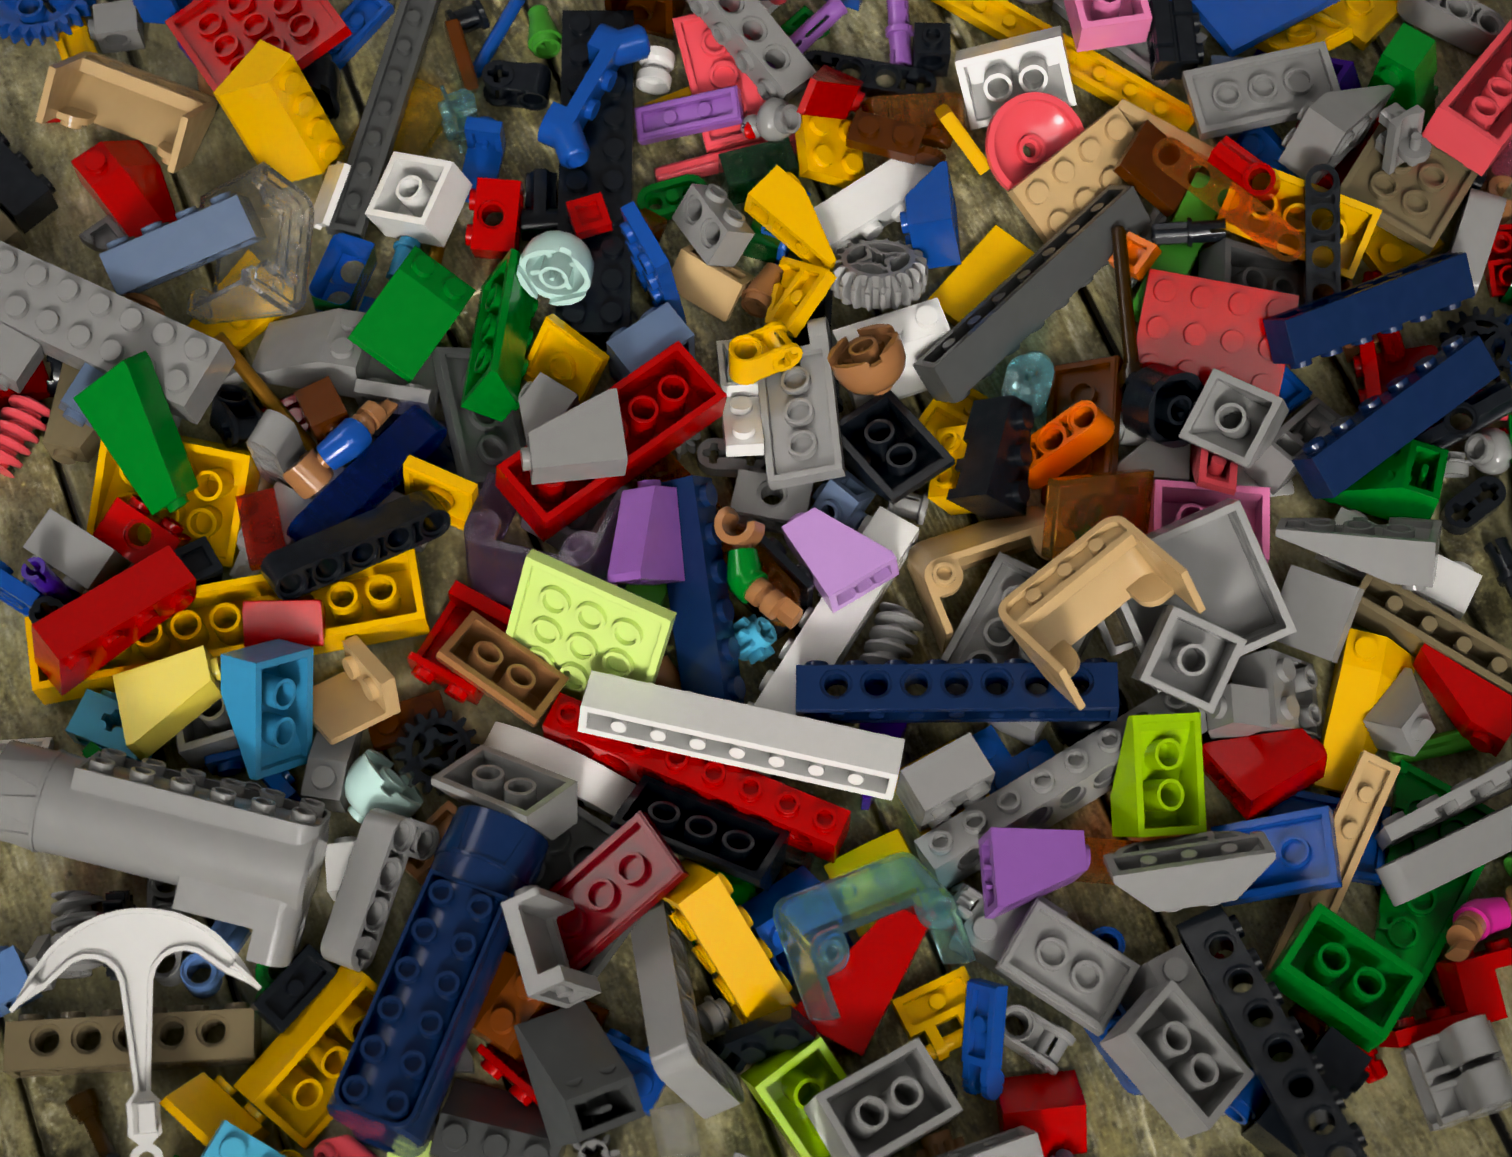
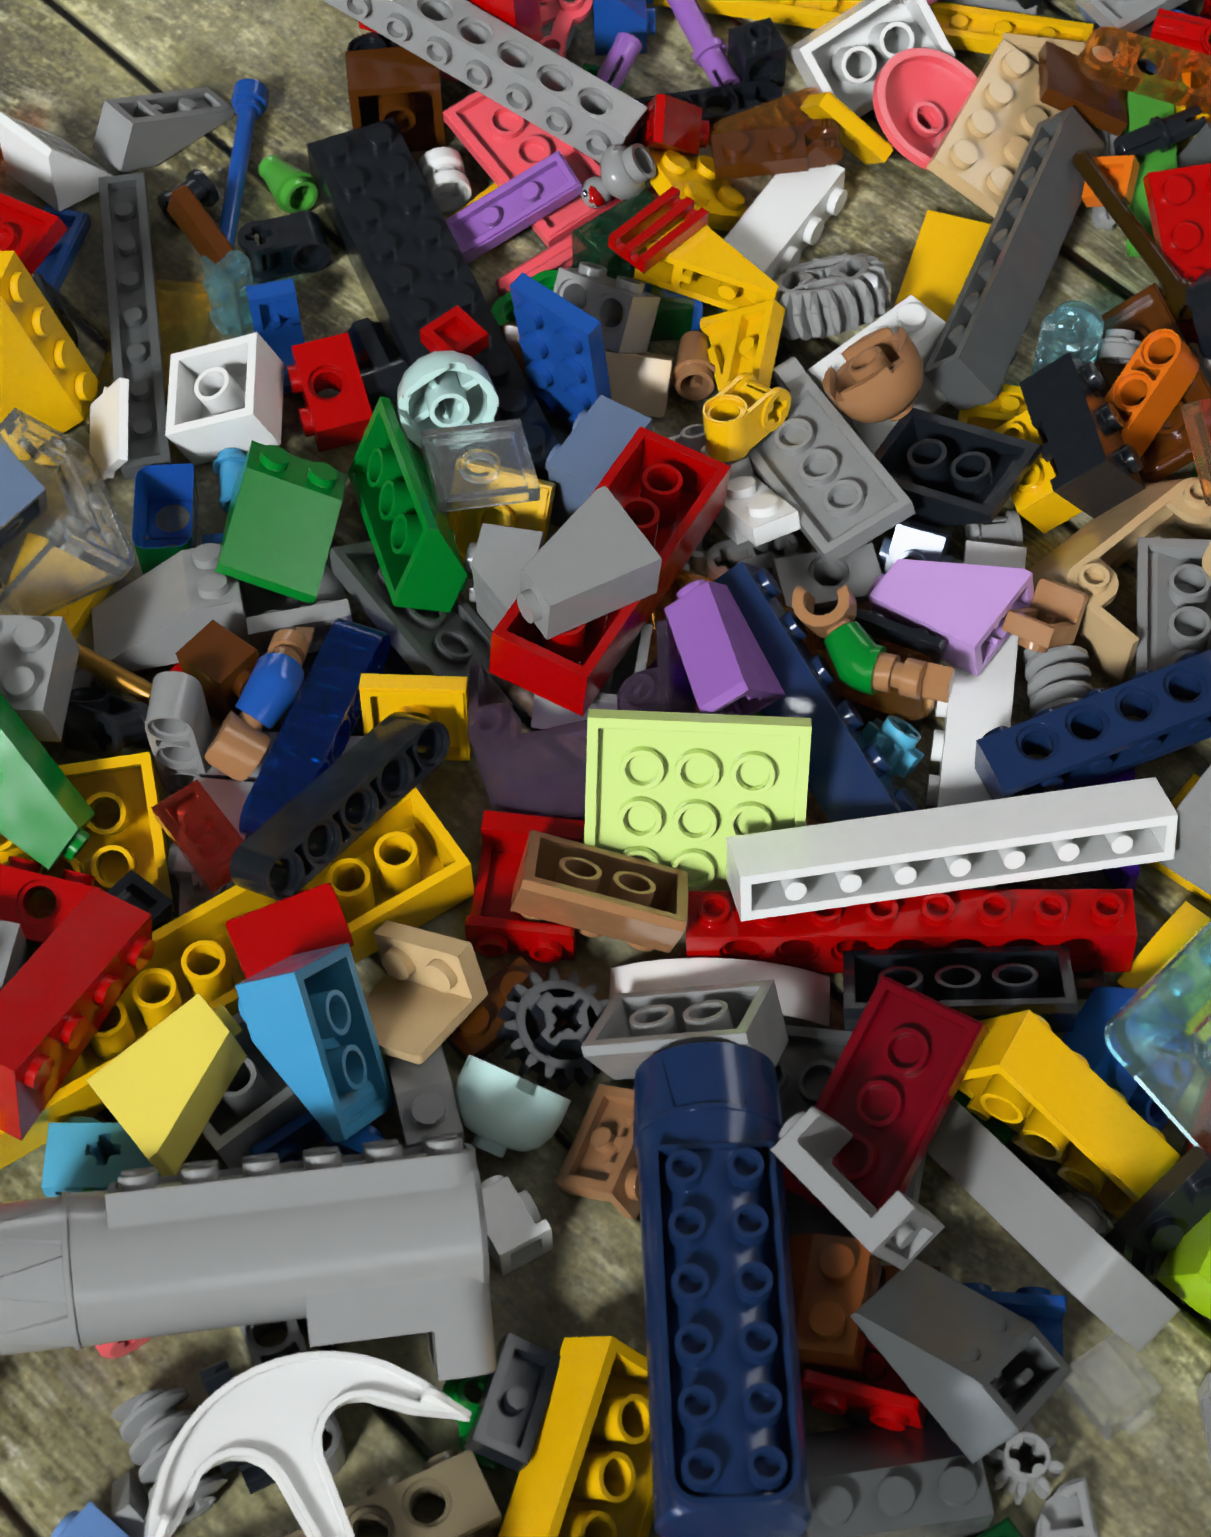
camera: 20 degrees left, 10 degrees down
(235, 937) = (369, 1417): medium blue piece -> none
(372, 884) = (562, 1220): light grey beam -> none
(558, 326) = (480, 465): none -> clear tile
(607, 51) = (375, 247): blue plate -> none
(786, 164) = (651, 224): none -> red tile
(897, 593) = (1050, 619): none -> medium nougat bracket
(933, 219) = (864, 212): blue slope -> none
(1065, 394) = (1118, 346): none -> light grey plate

